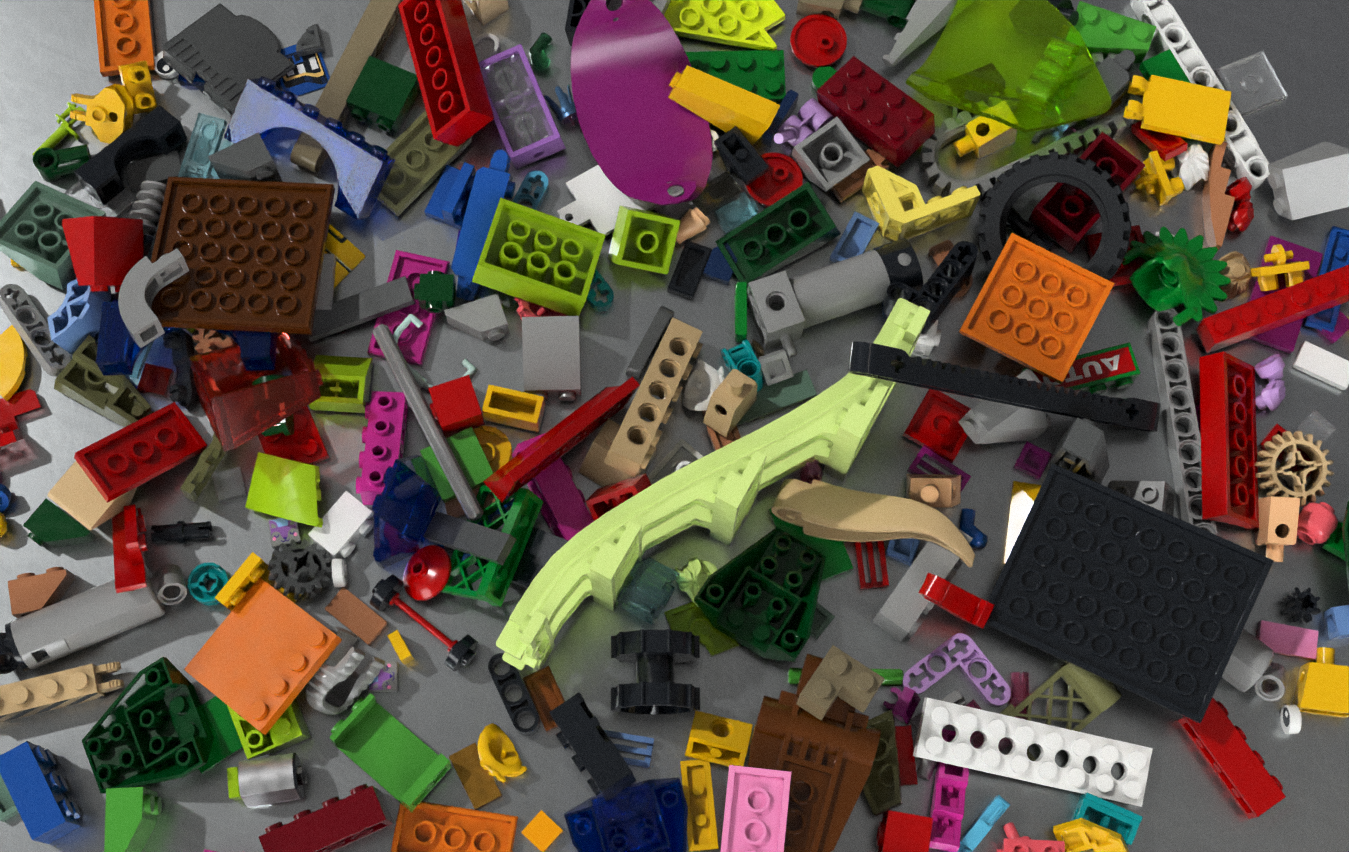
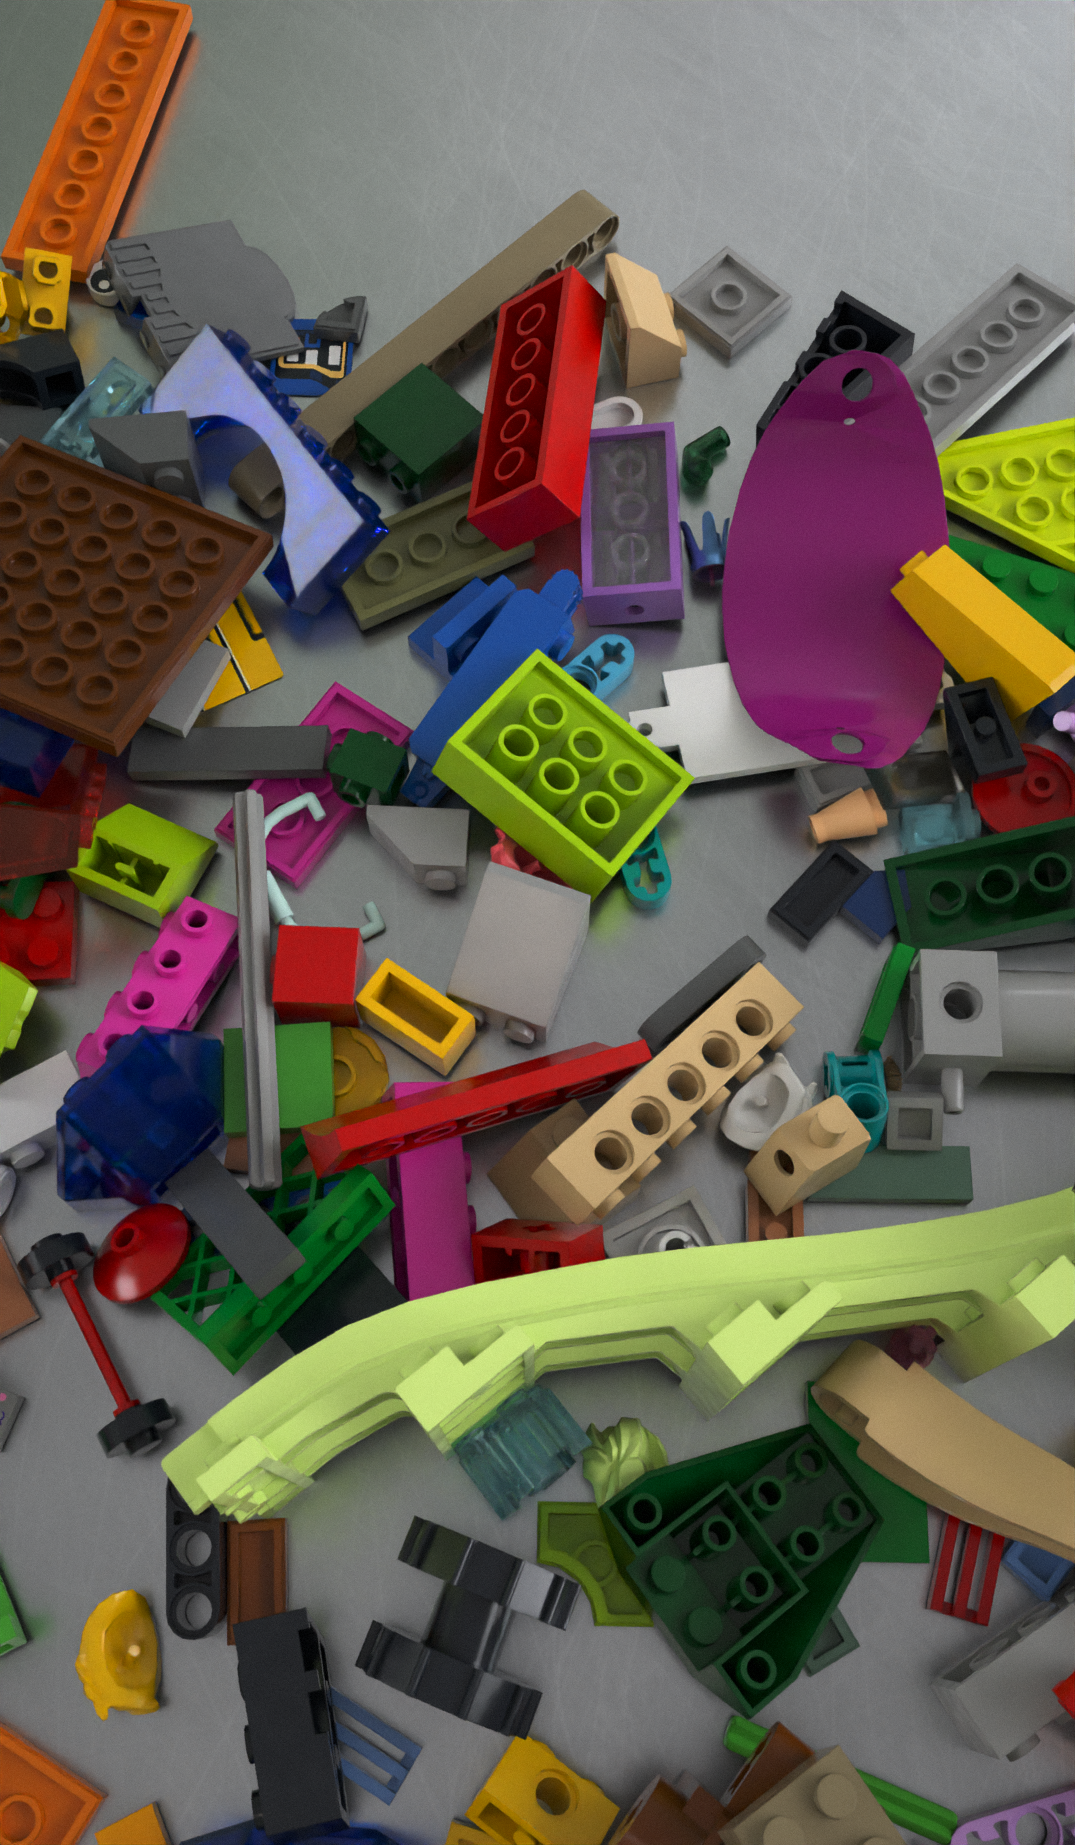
camera: 25 degrees right, 5 degrees down
(400, 647) = (36, 1371): yellow tile -> none
(476, 781) = (57, 1700): pearl gold tile -> none
(643, 240) = (758, 811): lime slope -> none

